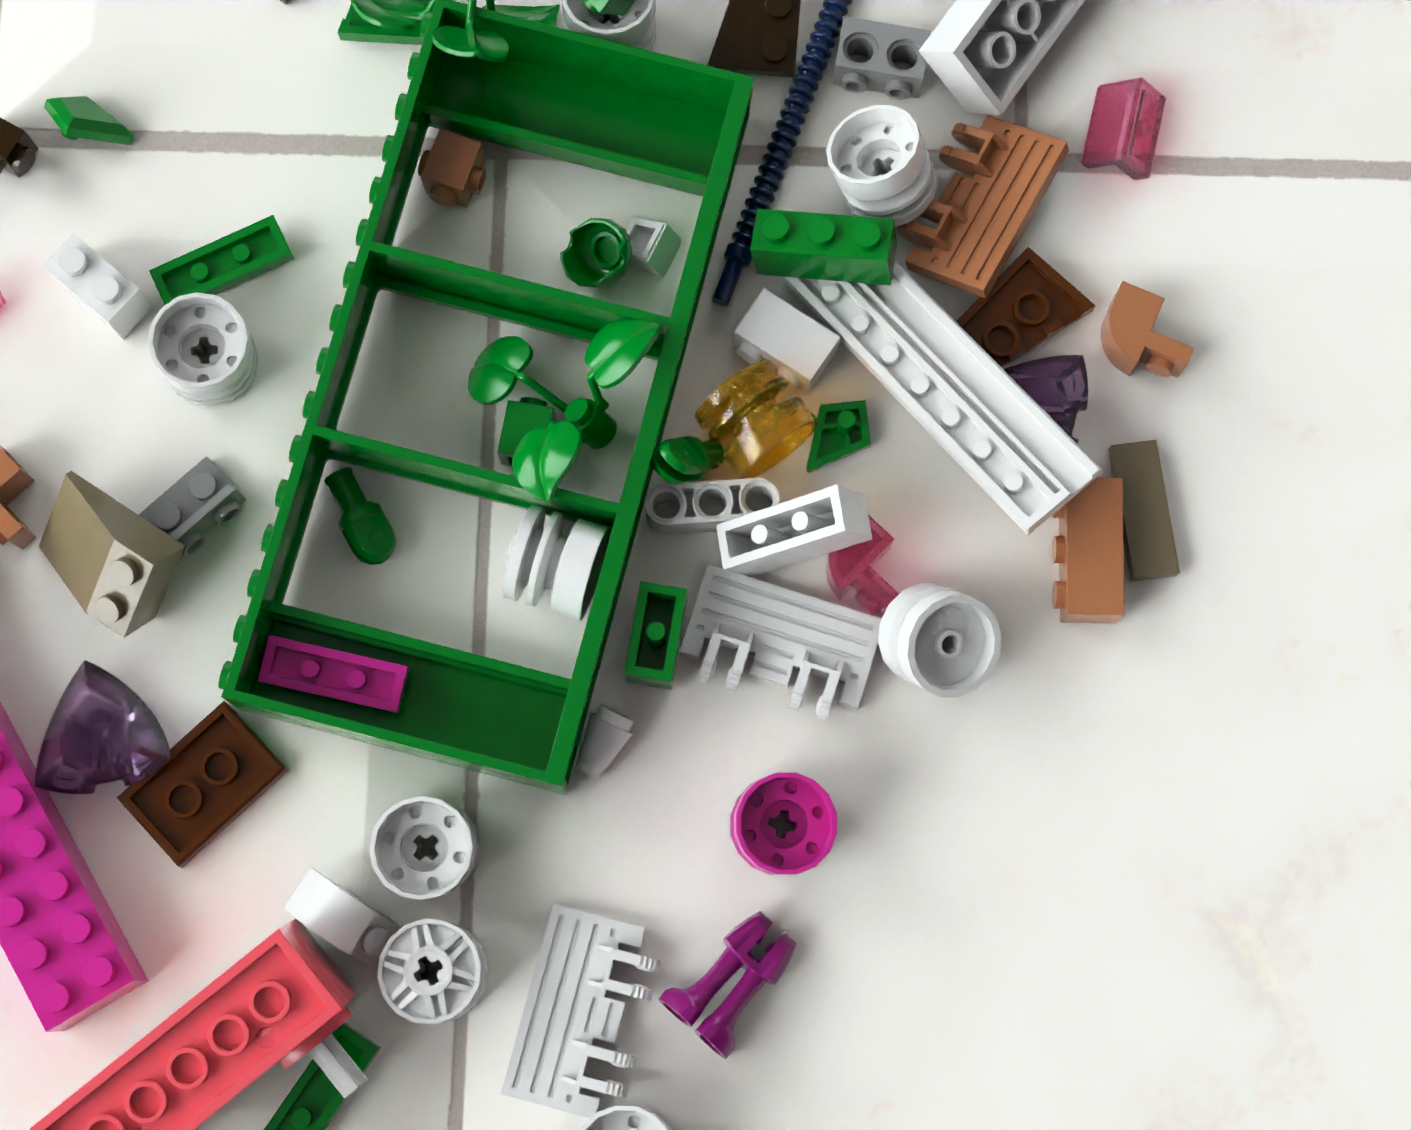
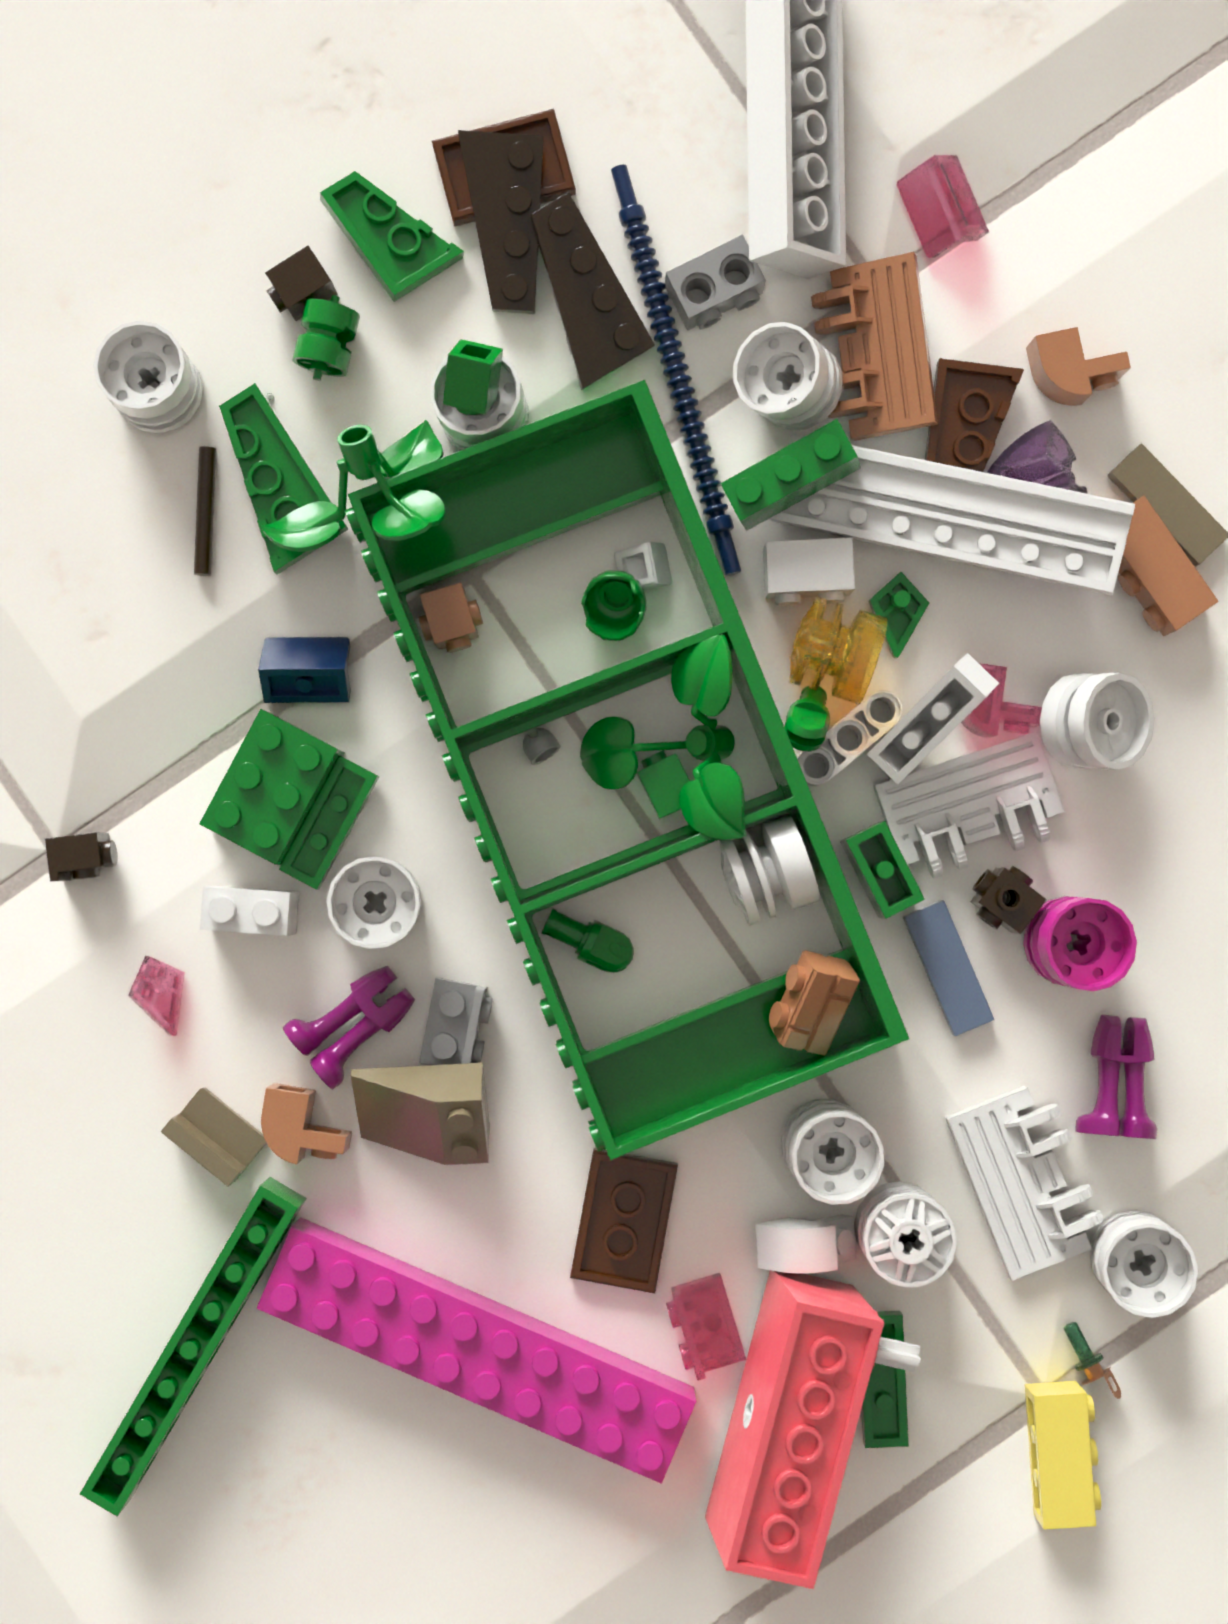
camera: 30 degrees left, 10 degrees up
(85, 119) = (132, 786): green piece -> none
(99, 736) = (522, 1244): clear purple brick -> none
(140, 456) = (330, 1061): none -> magenta piece
(194, 196) = (270, 787): none -> green brick
(199, 929) = (707, 1325): none -> clear pink bracket
(300, 129) = (305, 670): none -> dark blue panel
(334, 674) = (665, 1073): dark pink plate -> none
(447, 328) = (541, 746): none -> light grey hinge
(506, 701) = (813, 1002): none -> nougat brick
(603, 740) = (899, 971): white cone -> none
(654, 771) = (948, 968): none -> sand blue tile
(747, 759) = (1021, 900): none -> dark brown brick

